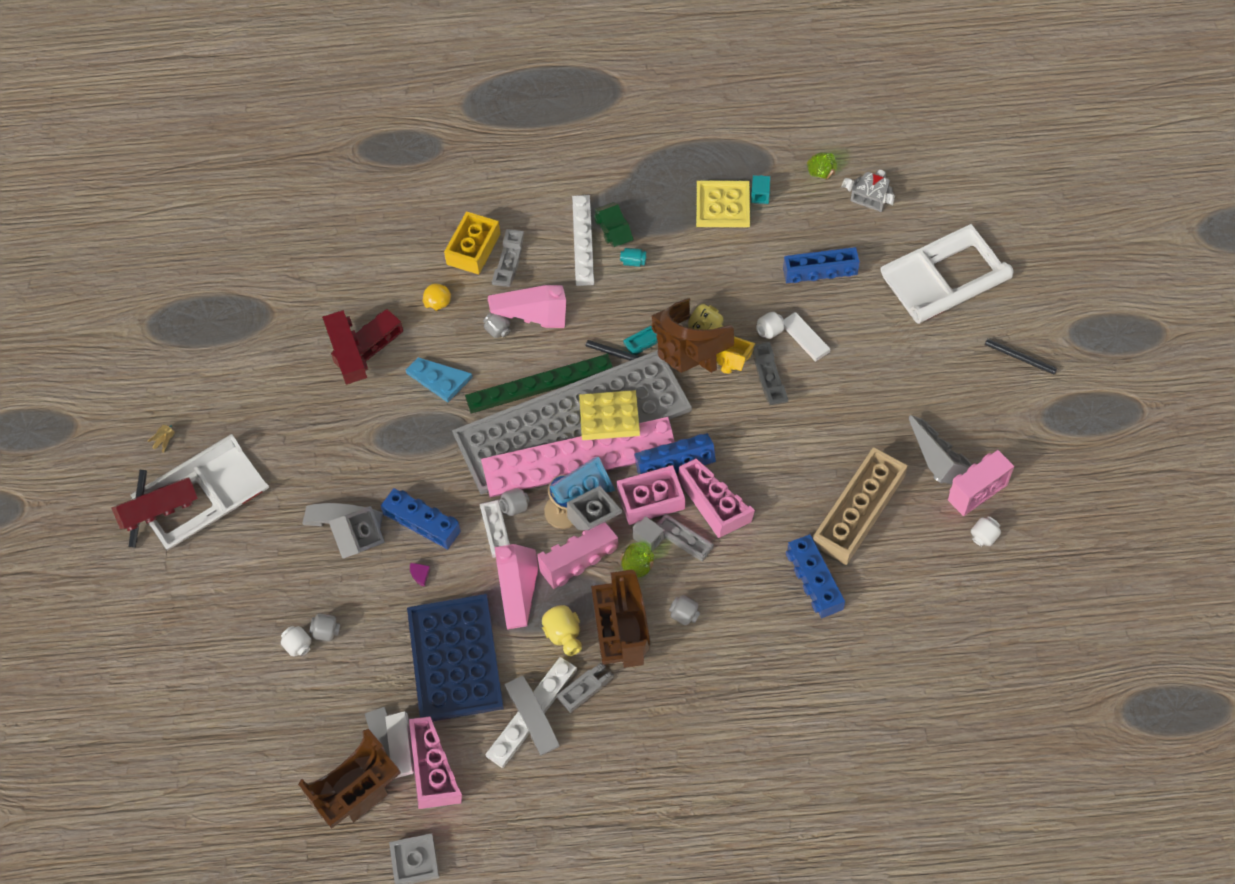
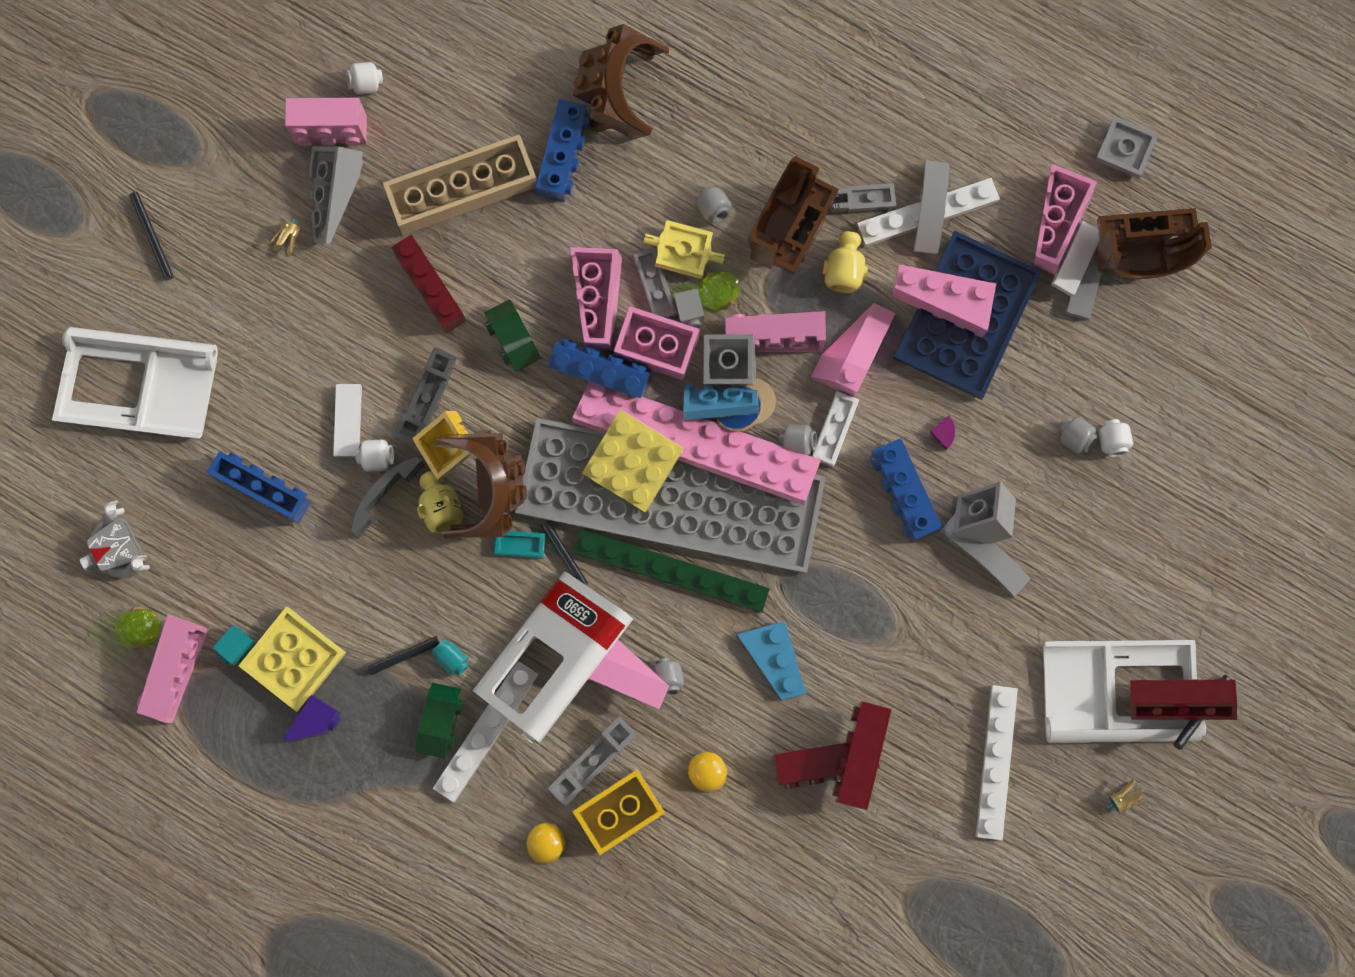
camera: 150 degrees left, 20 degrees up
(259, 409) = (996, 762): none -> white plate
(476, 647) = (947, 296): none -> bright pink wedge
(504, 209) = (545, 843): none -> yellow hair
(566, 303) = (575, 625): none -> white piece
(662, 245) = (403, 655): none -> black bar
(681, 567) = (683, 249): none -> light yellow plate
(683, 184) = (314, 720): none -> dark purple slope
(748, 295) = (406, 470): none -> dark grey slope
(753, 443) = (512, 335): none -> dark green brick
(784, 158) = (171, 668): none -> bright pink wedge
(826, 436) = (428, 283): none -> dark red brick
(827, 633) = (602, 76): none -> reddish brown piece
(942, 411) = (287, 229): none -> pearl gold piece

